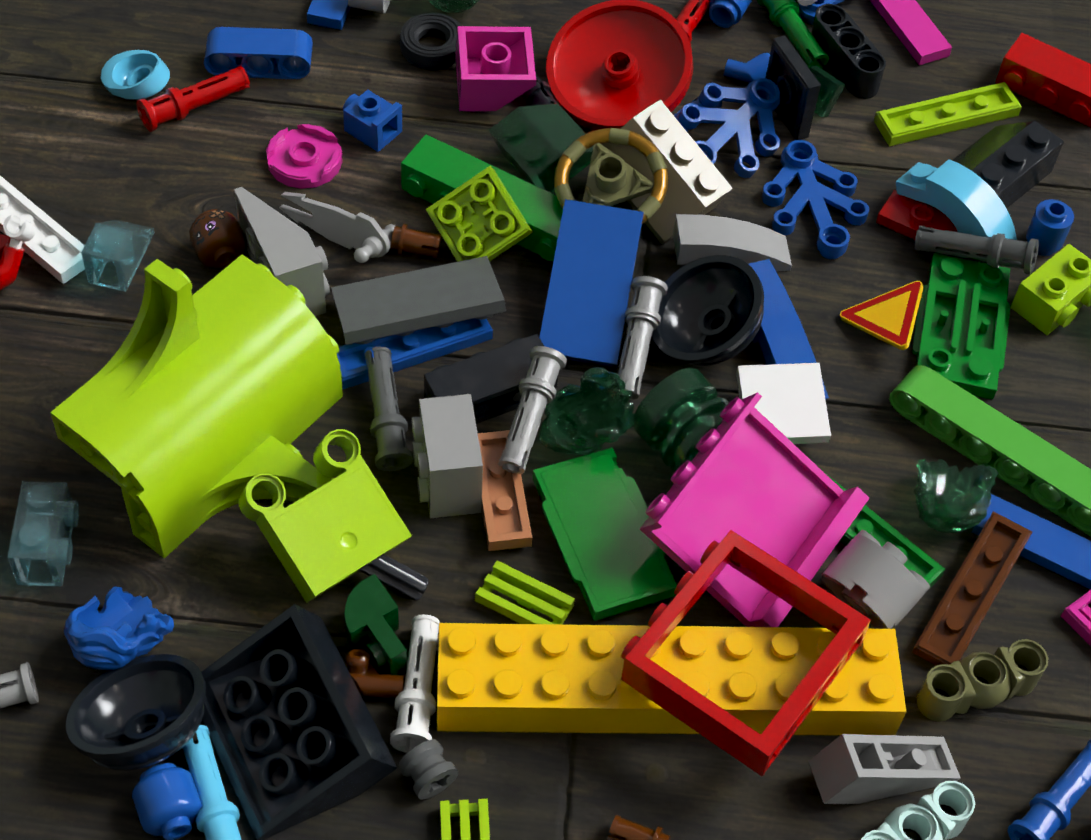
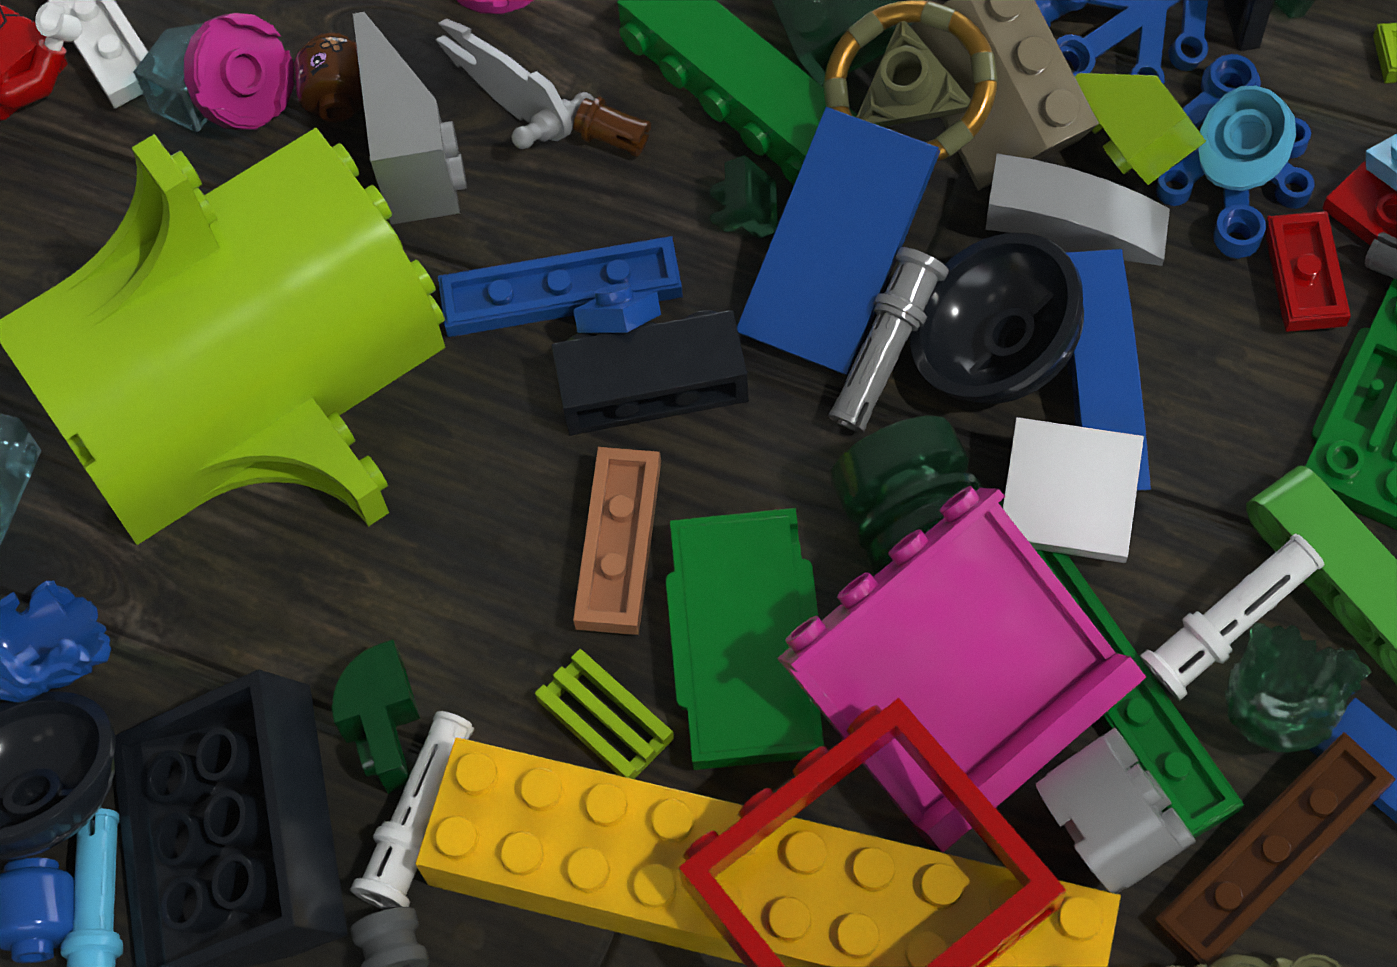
camera: 25 degrees right, 10 degrees up
(150, 235) = (238, 71): none -> dark pink tile
(336, 527) = (357, 563): lime piece -> none
(367, 678) = (351, 788): reddish brown arm -> none
(388, 424) = (486, 409): dark grey pin -> none
(418, 300) = (582, 222): dark grey tile -> none
(448, 456) = (545, 477): light grey brick -> none
(458, 347) = (616, 310): none -> blue plate
(479, 218) = (704, 111): lime tile -> none
(521, 271) = (748, 199): none -> clear green tile
(536, 393) = (698, 406): light grey pin -> none
(588, 414) = (780, 444): clear green hair -> none
(757, 185) = (1142, 120): none -> lime slope
(822, 184) = (1246, 138): none -> medium azure hat
(880, 257) = (1306, 271): none -> red plate
(888, 315) = (1286, 371): piece -> none
(895, 472) = (1209, 635): none -> white pin

